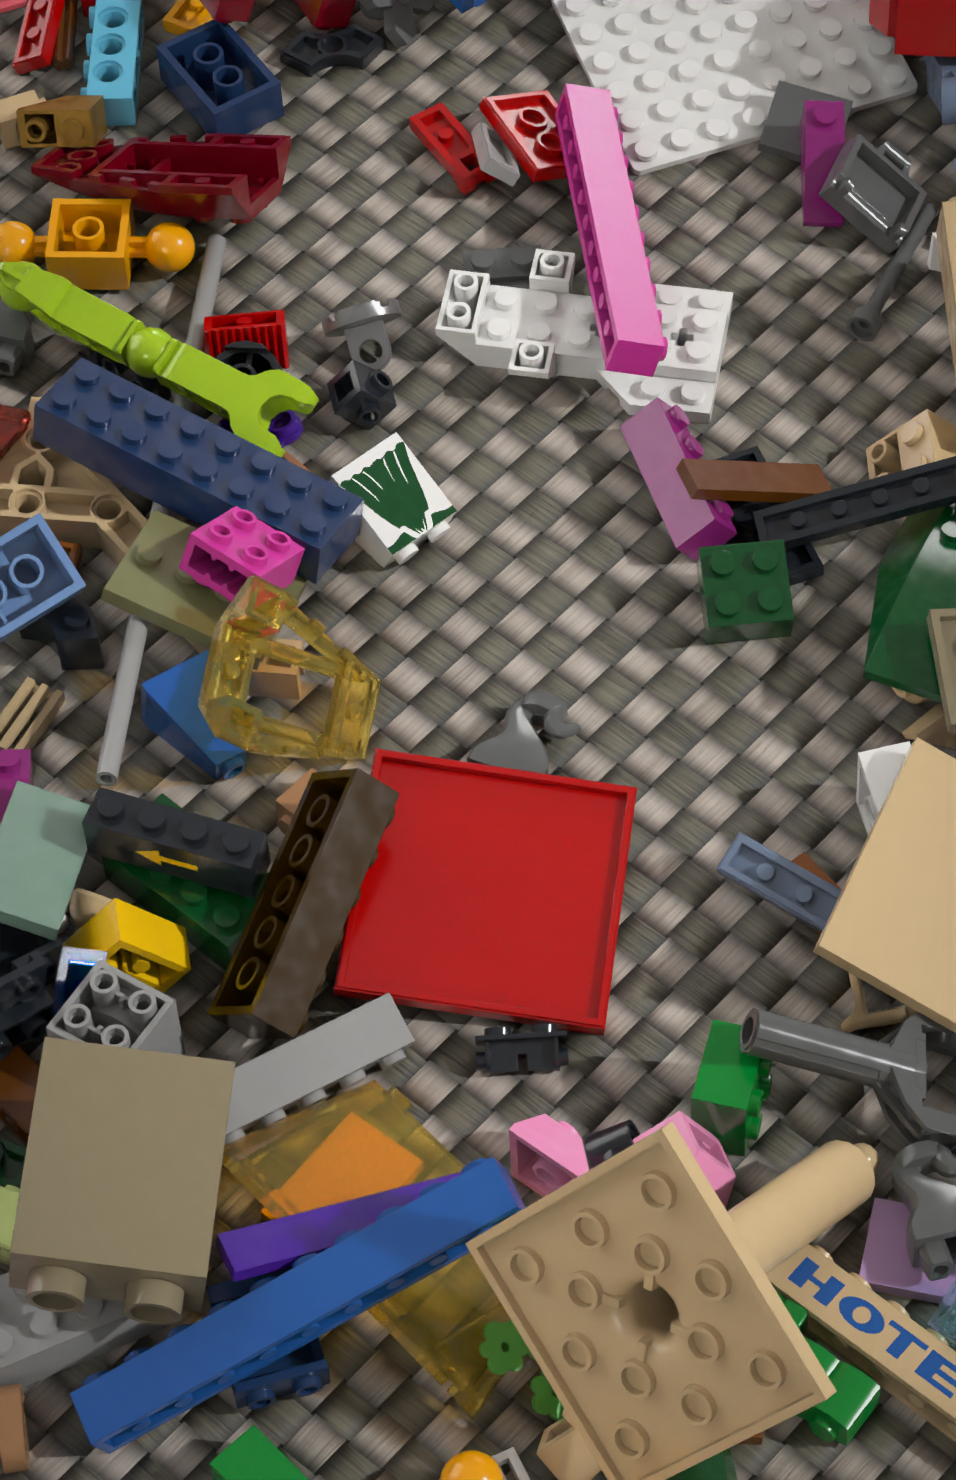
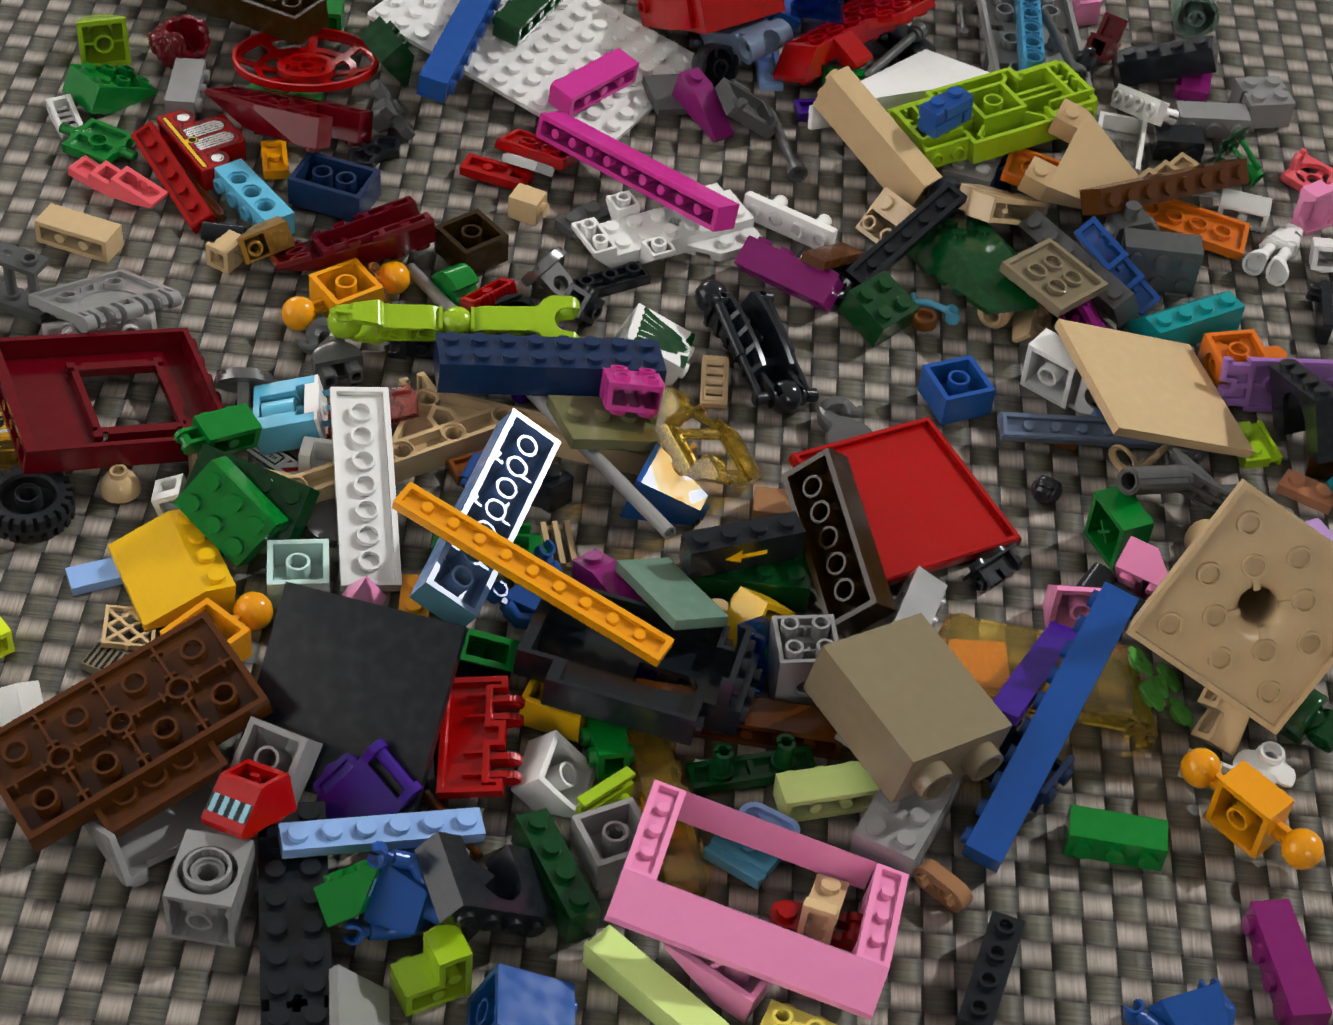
camera: 45 degrees left, 10 degrees down
(28, 77) = (211, 230): none -> black cylinder
(139, 290) = (374, 267): none -> clear orange hinge
(234, 289) = (456, 281): none -> green brick
(308, 240) = (472, 241): none -> dark brown brick
(444, 213) = (527, 204): none -> tan brick
(446, 570) = (714, 380): none -> tan slope
(449, 377) = (616, 279): none -> black tile
(526, 544) = (757, 344): none -> black piece
(692, 63) = (593, 82): none -> dark pink brick
(708, 978) = (1046, 490): none -> black piece
(727, 767) = (956, 389): none -> blue brick
(773, 414) = (789, 222): none -> white plate
(816, 637) = (925, 320): none -> dark orange tile
(858, 641) = (951, 311): none -> medium azure piece
(902, 107) = (716, 62): none -> black cylinder

